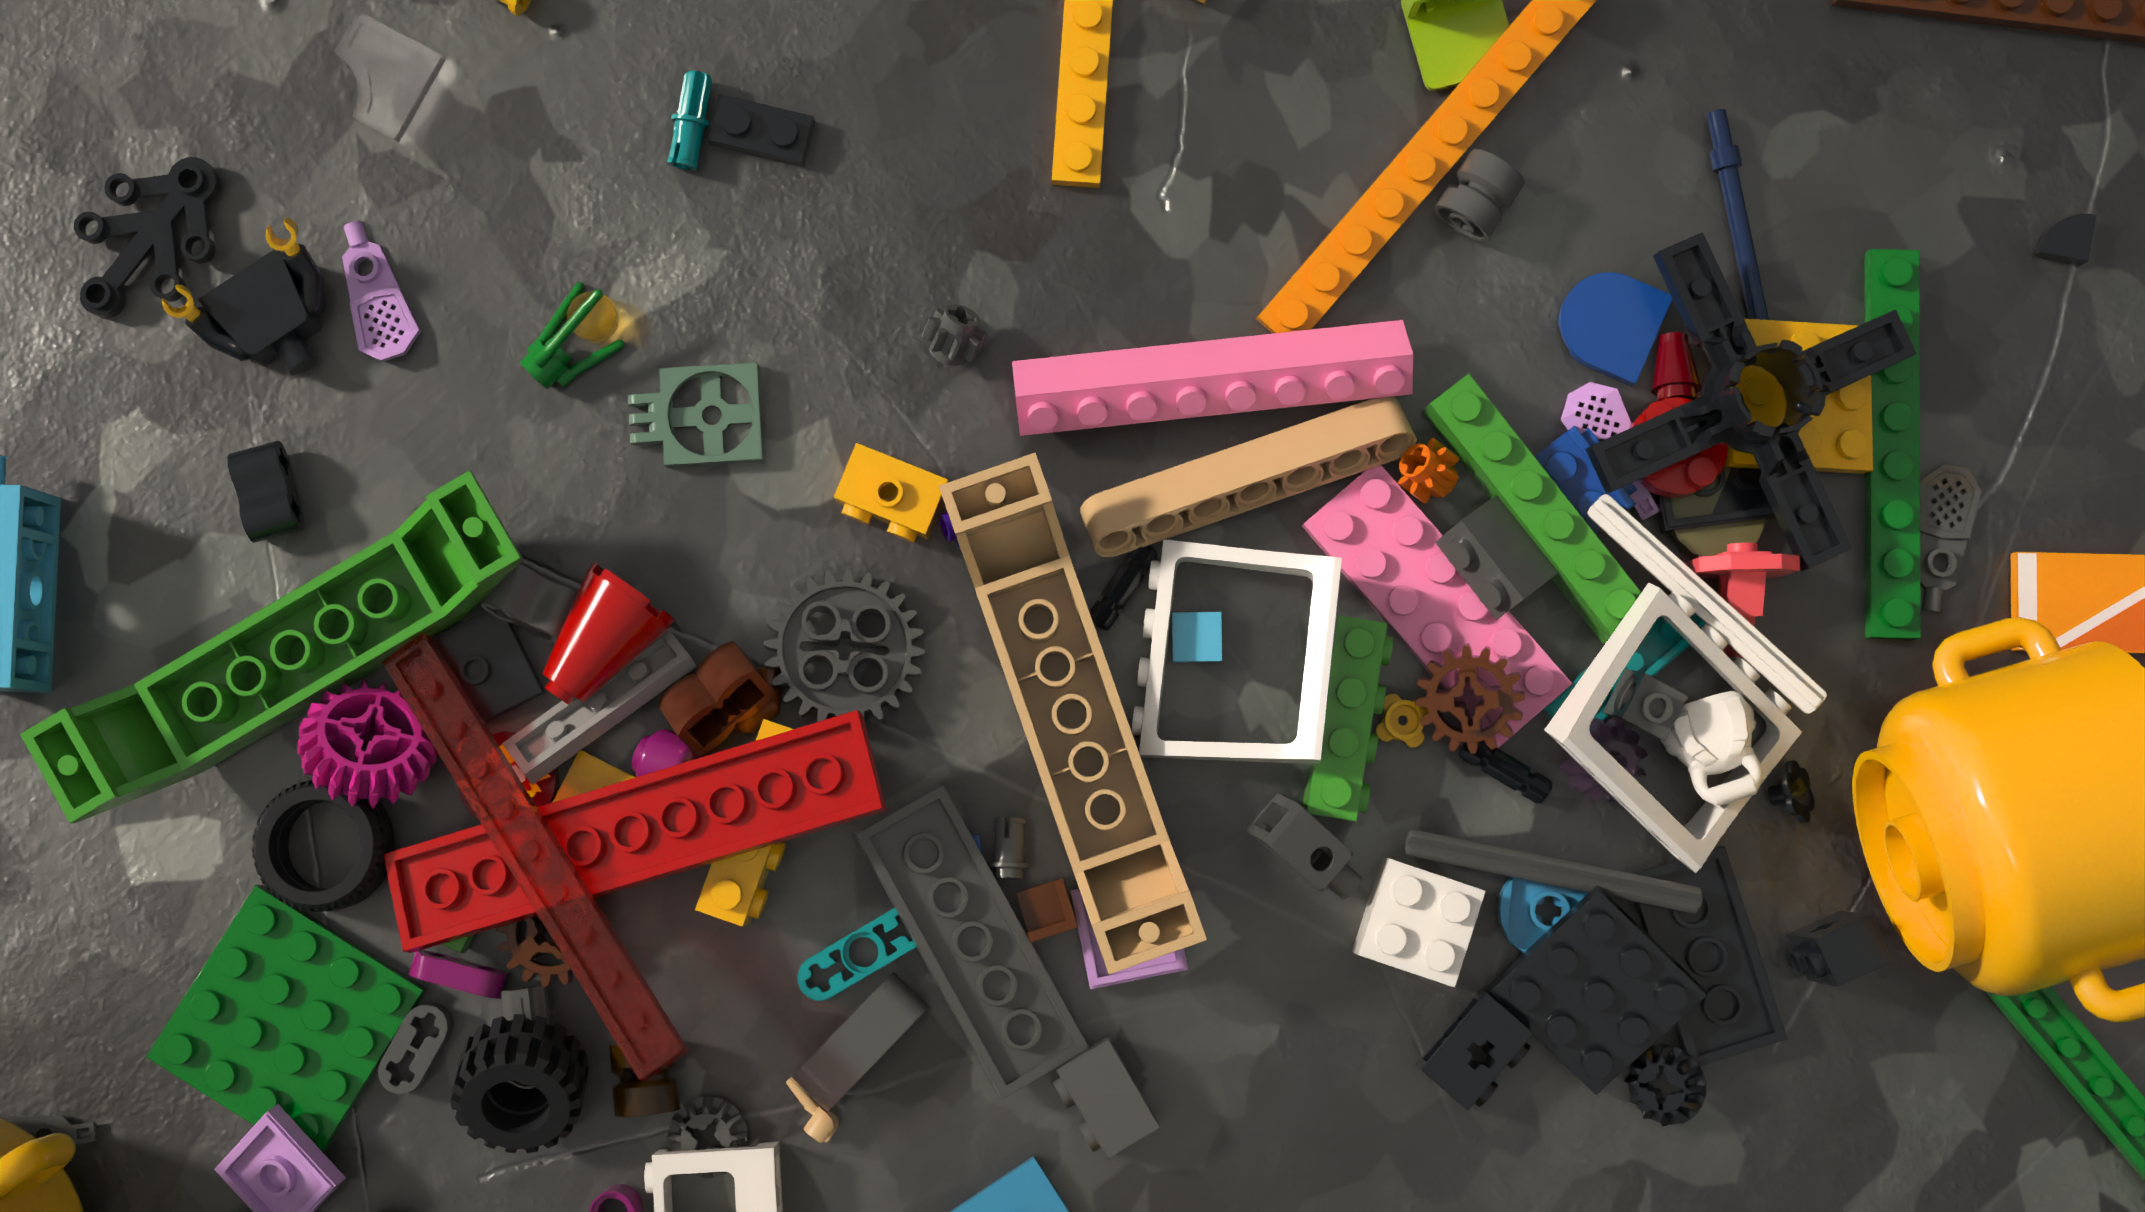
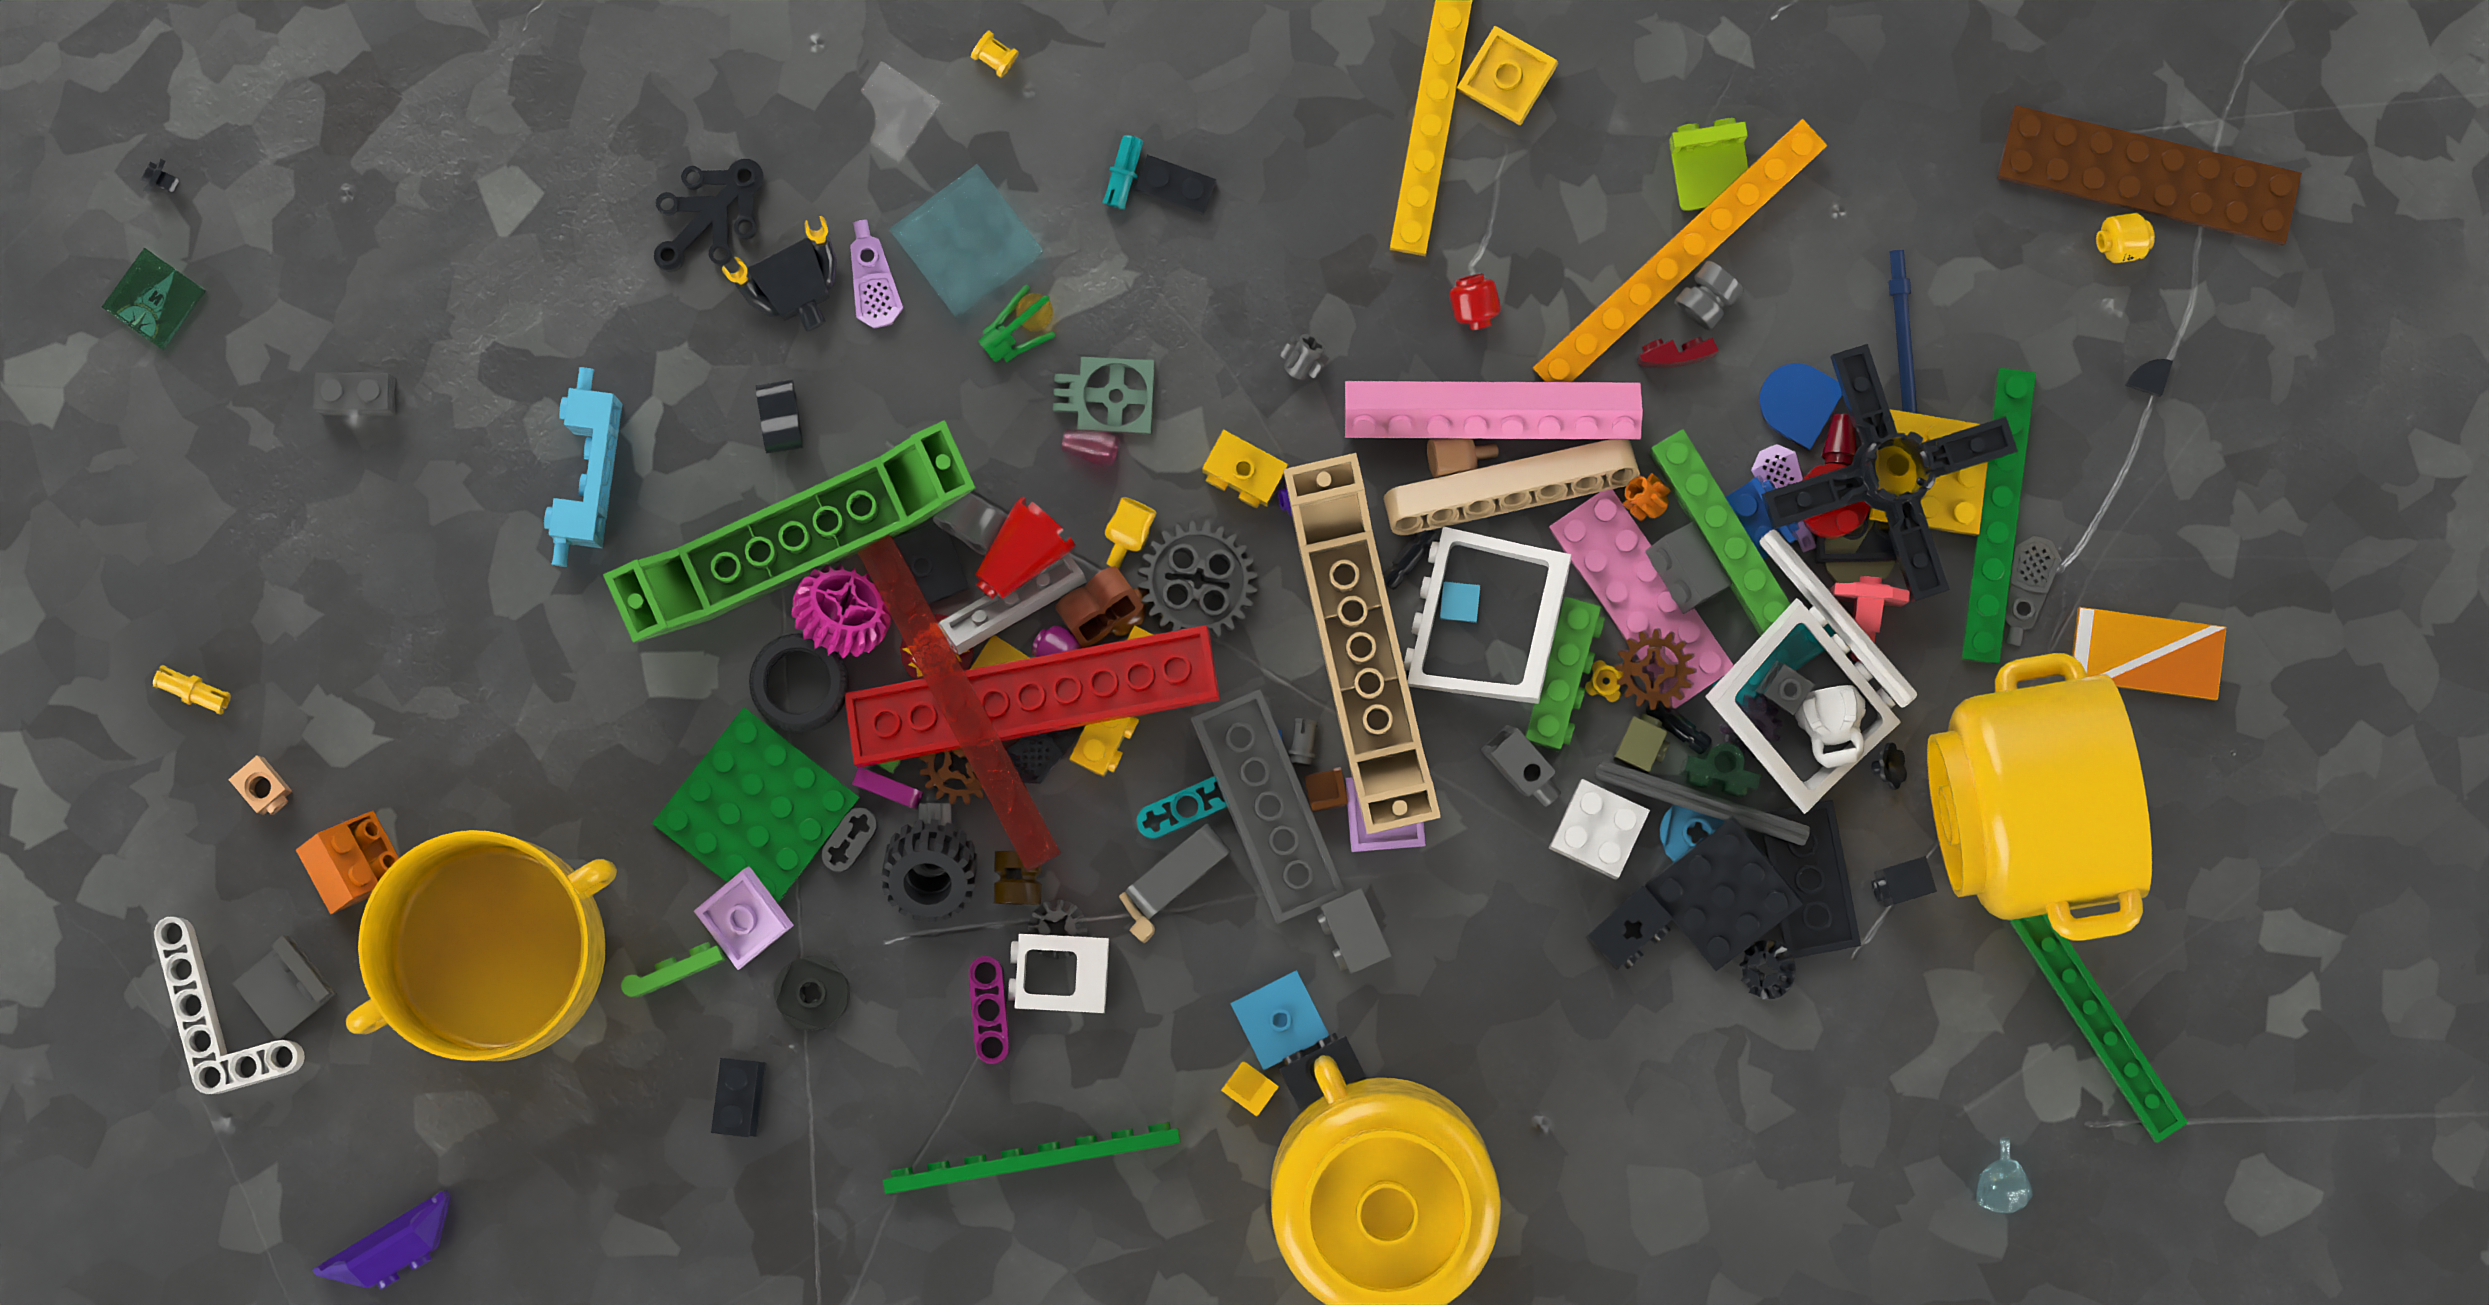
camera: 10 degrees right, 0 degrees up
(493, 233) = (966, 240): none -> clear light blue plate
(683, 889) = (1055, 741): none -> black piece
(686, 484) = (1092, 446): none -> clear pink cone
(745, 589) = (1128, 529): none -> yellow piece
(1170, 443) = (1456, 455): none -> medium nougat piece
(1171, 237) = (1475, 301): none -> red head
(1434, 280) = (1666, 355): none -> dark red slope
(1462, 799) = (1642, 744): none -> olive brick
(1592, 834) = (1703, 771): none -> clear green plate
(2016, 61) = (2125, 238): none -> yellow head

